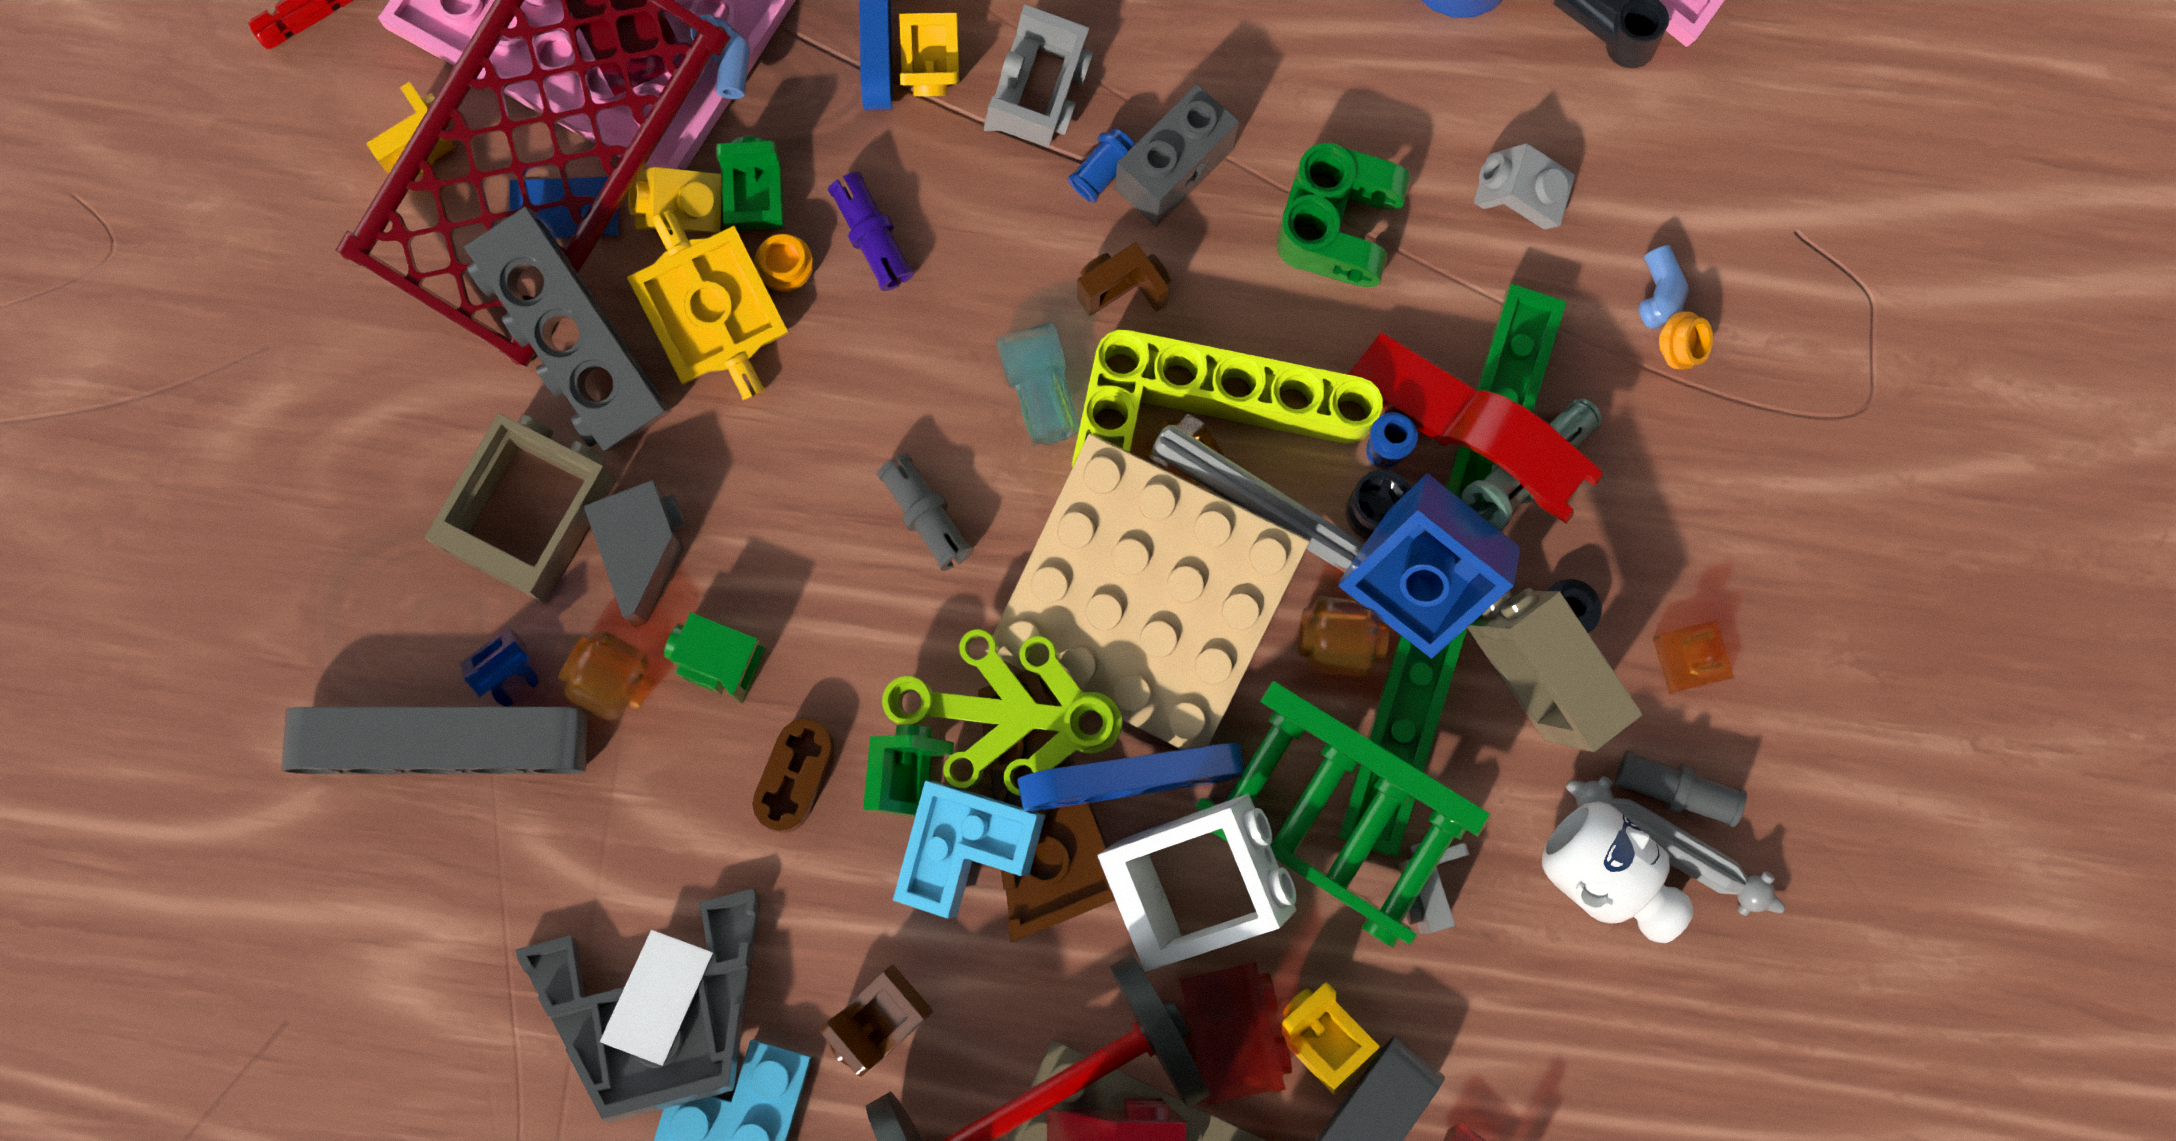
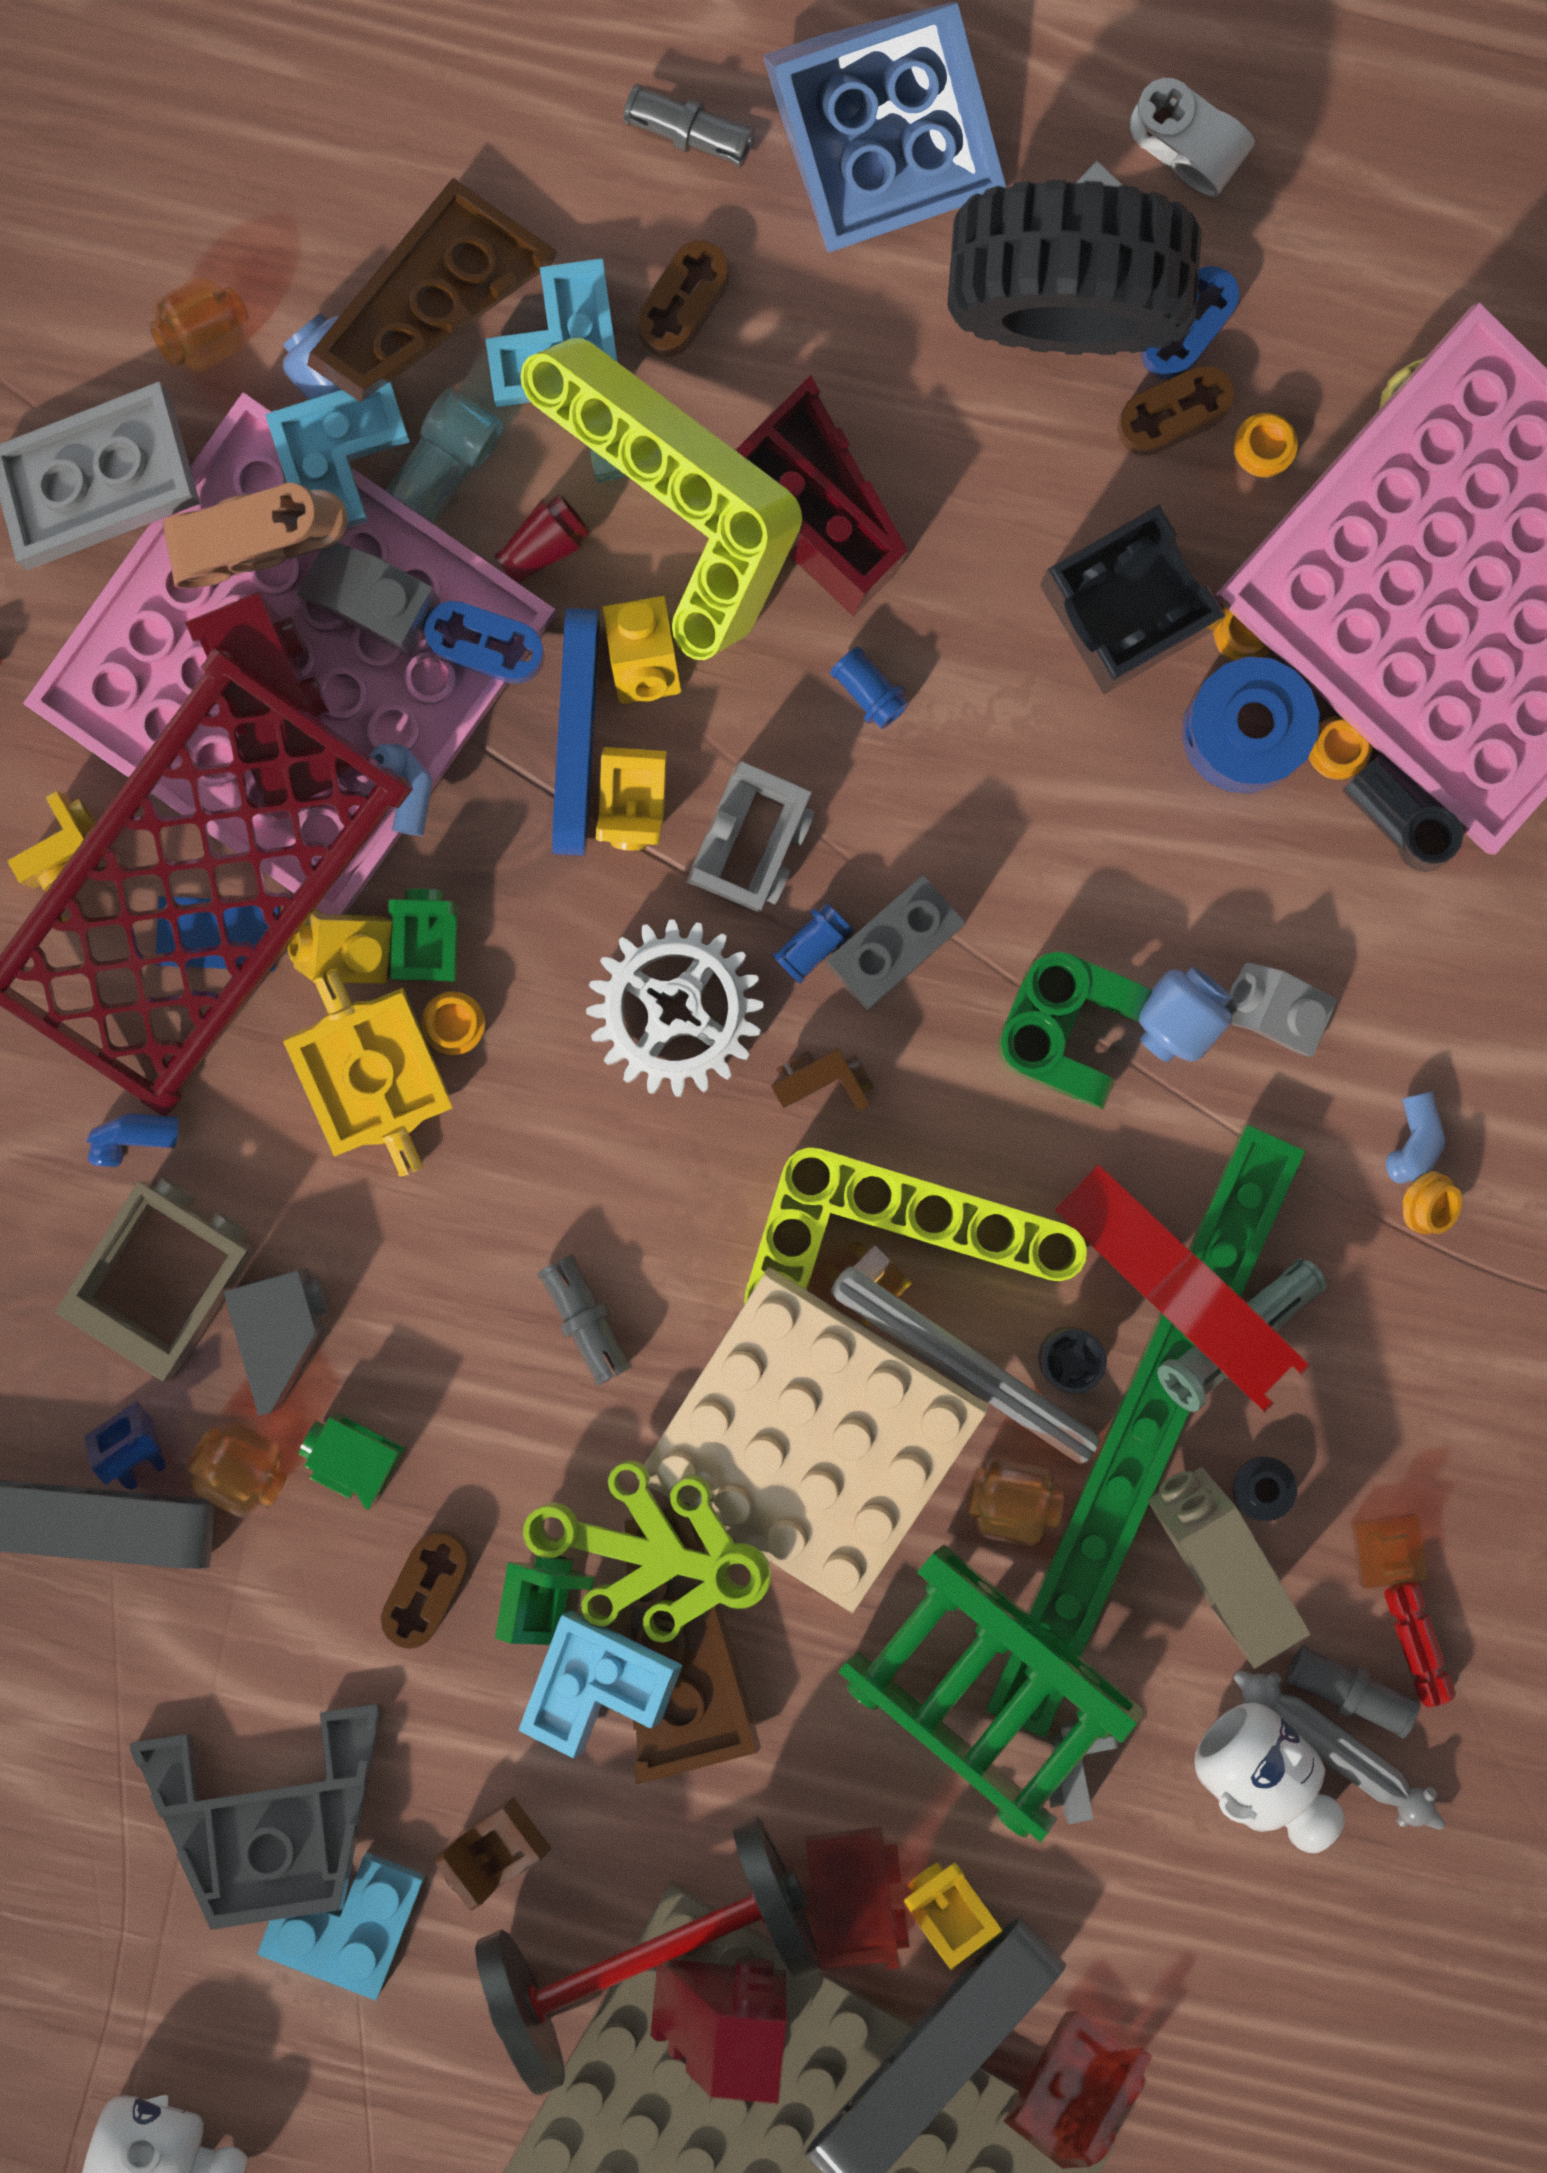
camera: 15 degrees right, 10 degrees up
(485, 381) = (132, 1130): none -> blue arm
(527, 243) = (184, 1006): dark grey brick -> none
(656, 997) = (271, 1809): white sticker -> none
(870, 231) = (550, 998): dark purple pin -> none
(949, 203) = (630, 978): none -> white gear
(1036, 370) = (717, 1173): clear light blue piece -> none
(1130, 776) = (776, 1634): blue beam -> none
(1147, 907) = (780, 1770): white window -> none
(1402, 436) = (1108, 1297): blue pin -> none
(1431, 567) = (1115, 1445): blue slope -> none
(1442, 195) = (1184, 1015): none -> medium blue head
(1735, 739) = (1420, 1644): none -> red axle

